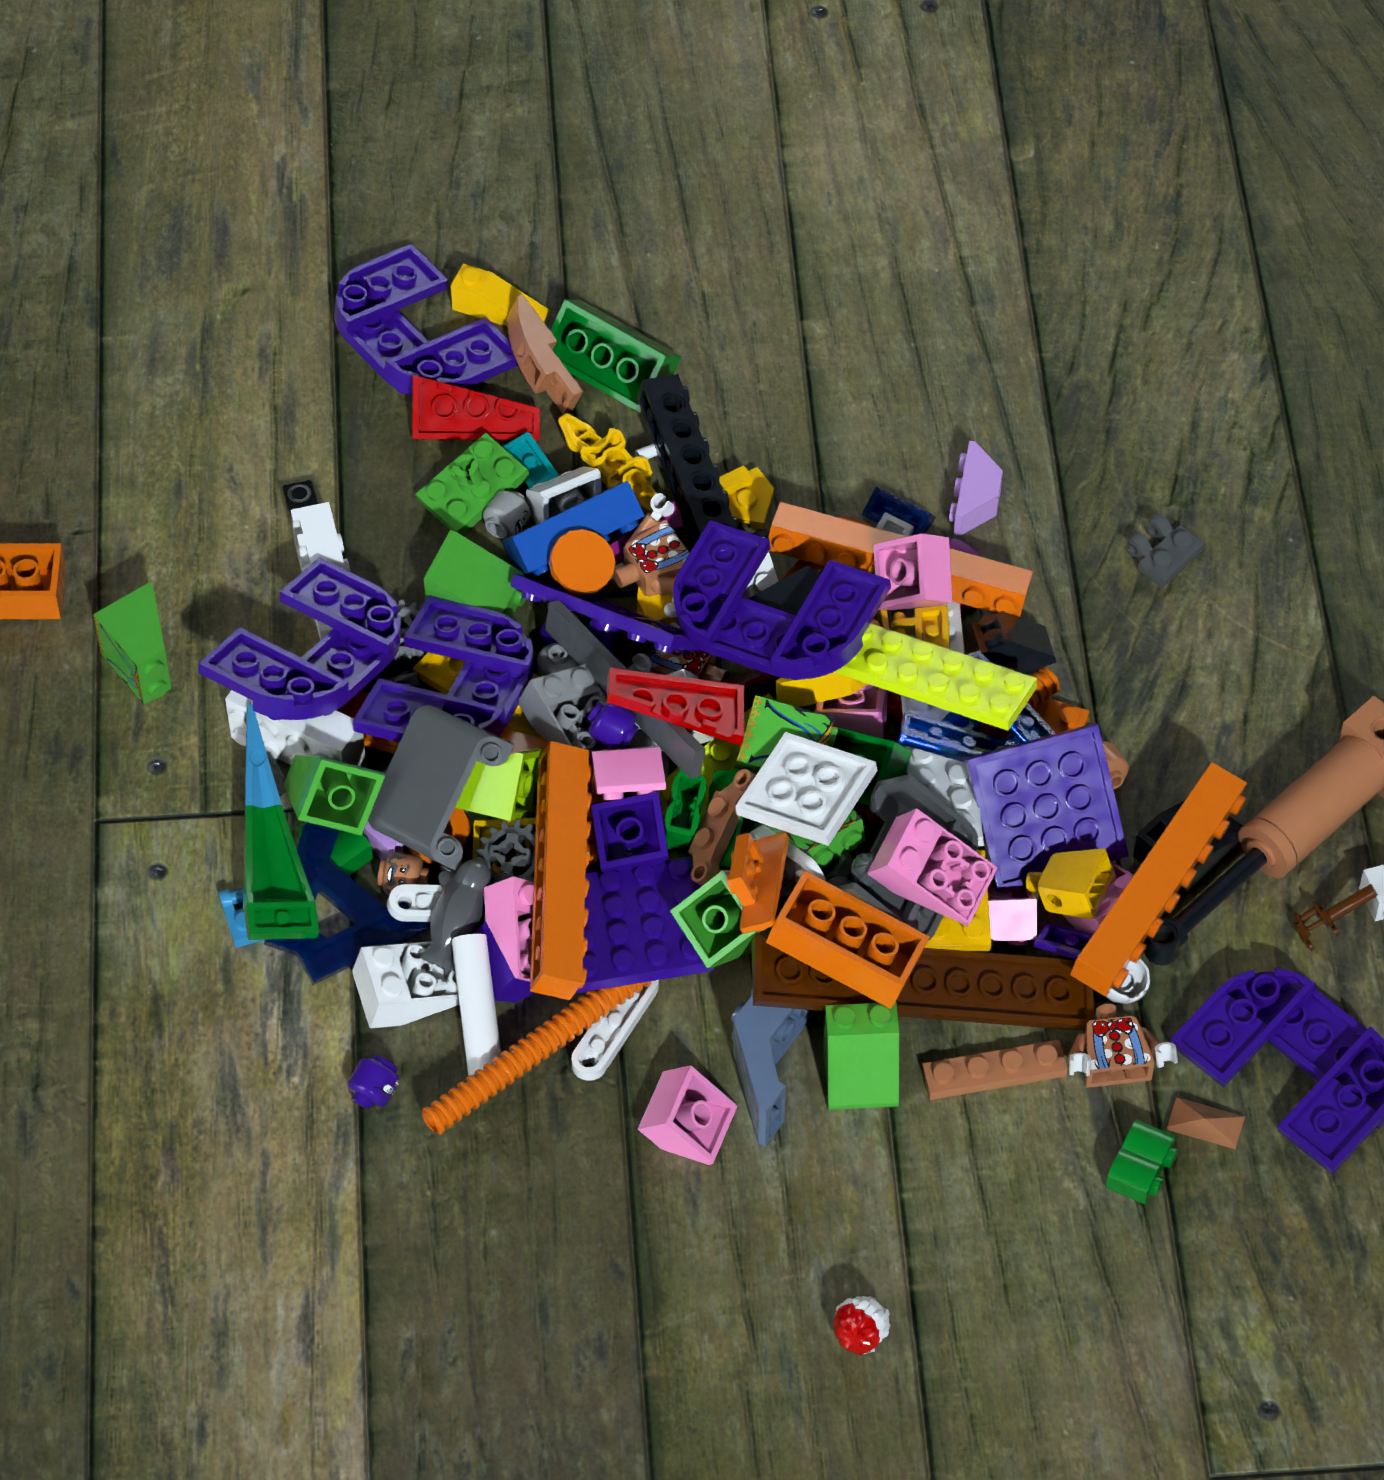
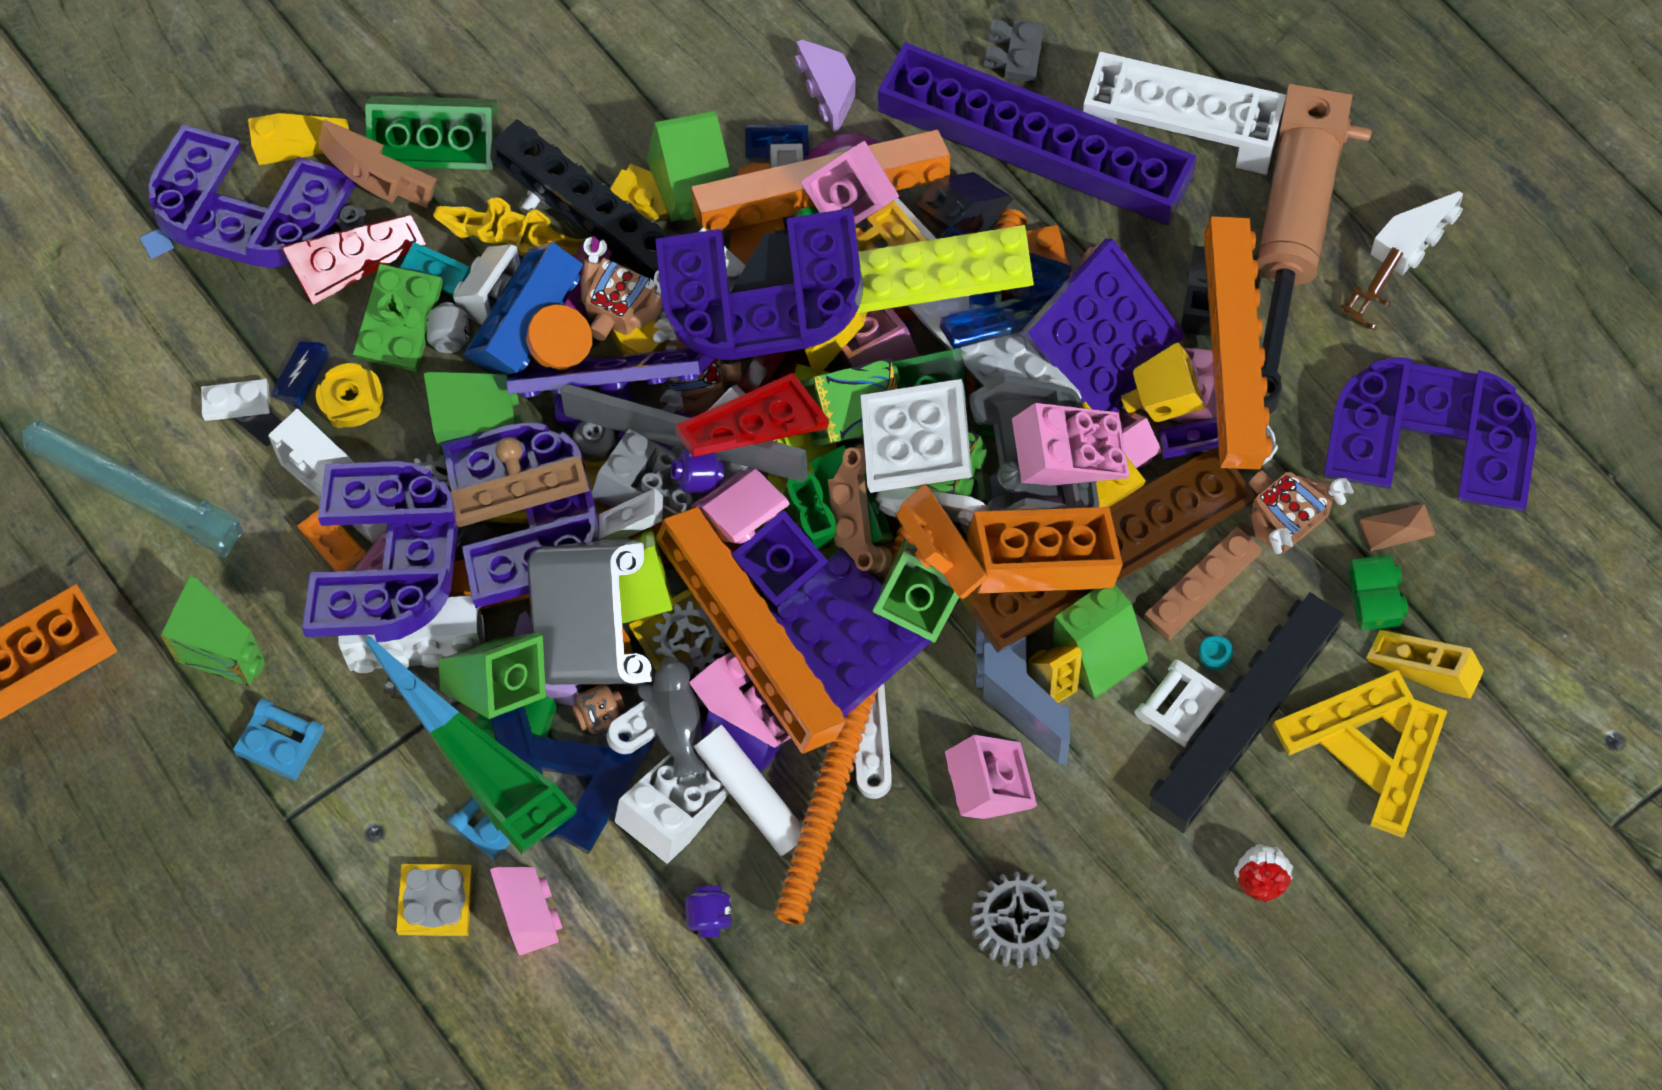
camera: 30 degrees left, 10 degrees up
(125, 761) = (274, 749): none -> dark azure plate
(164, 948) = (434, 900): none -> light grey piece
(197, 554) = (202, 521): none -> clear light blue brick
(226, 990) = (526, 907): none -> bright pink slope
(289, 628) = (332, 543): none -> orange plate
(296, 479) = (235, 400): none -> white plate
(324, 326) = (156, 243): none -> medium blue sticker
(363, 487) = (300, 373): none -> clear blue slope
(393, 539) = (351, 413): none -> yellow plate
(459, 660) = (519, 488): none -> medium nougat plate
(494, 386) = (349, 210): none -> dark grey plate
(533, 730) = (631, 516): none -> white plate
(627, 1258) = (1031, 918): none -> light grey gear
(802, 1064) = (1056, 670): none -> yellow slope
(803, 477) = (685, 155): none -> bright green slope
(902, 1161) = (1188, 710): none -> white plate
(949, 1191) = (1246, 711): none -> black brick
(962, 1131) = (1215, 653): none -> teal tile
(1043, 1323) = (1335, 725): none -> yellow plate
(1126, 626) = (1036, 133): none -> dark purple brick
(1144, 1245) = (1428, 662): none -> yellow slope
(1270, 666) = (1188, 106): none -> white plate

